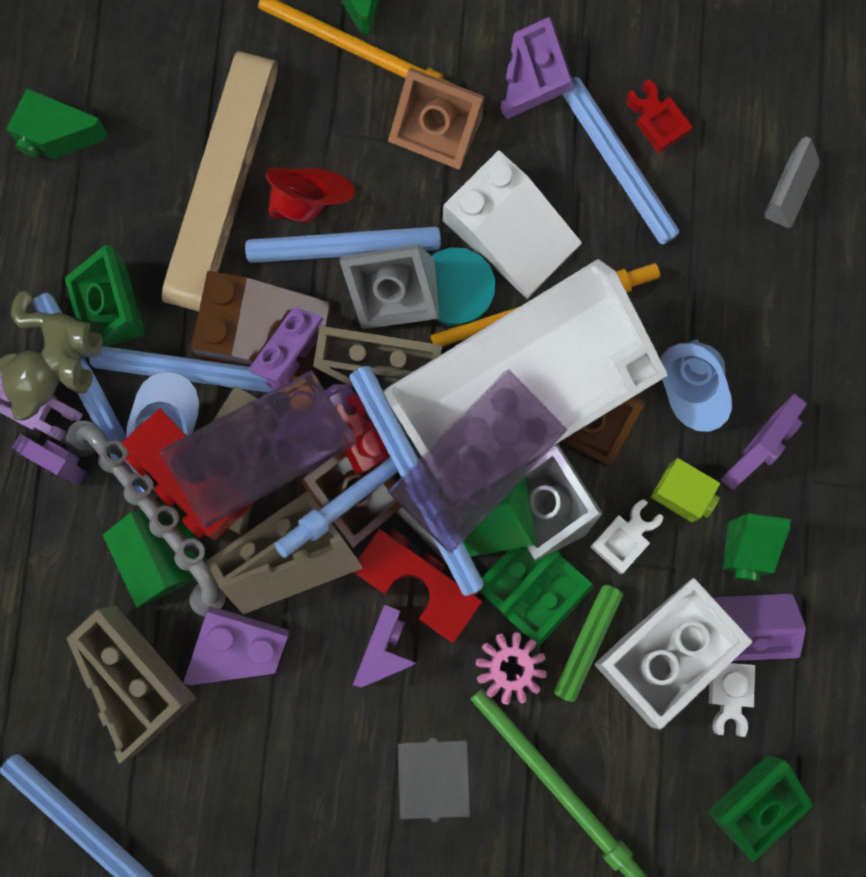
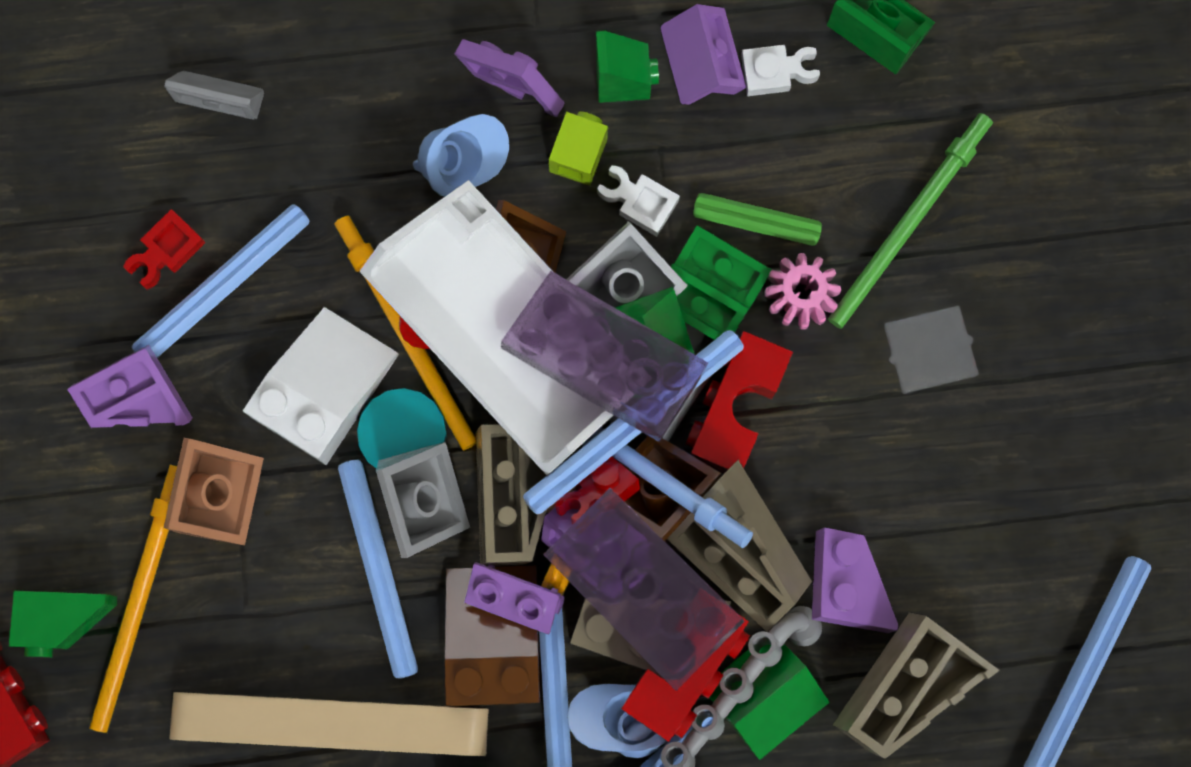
camera: 100 degrees left, 0 degrees up
(305, 192) = (325, 619): red piece -> none
(377, 661) = (827, 429): medium lavender slope -> none
(673, 654) = (753, 130): white slope -> none

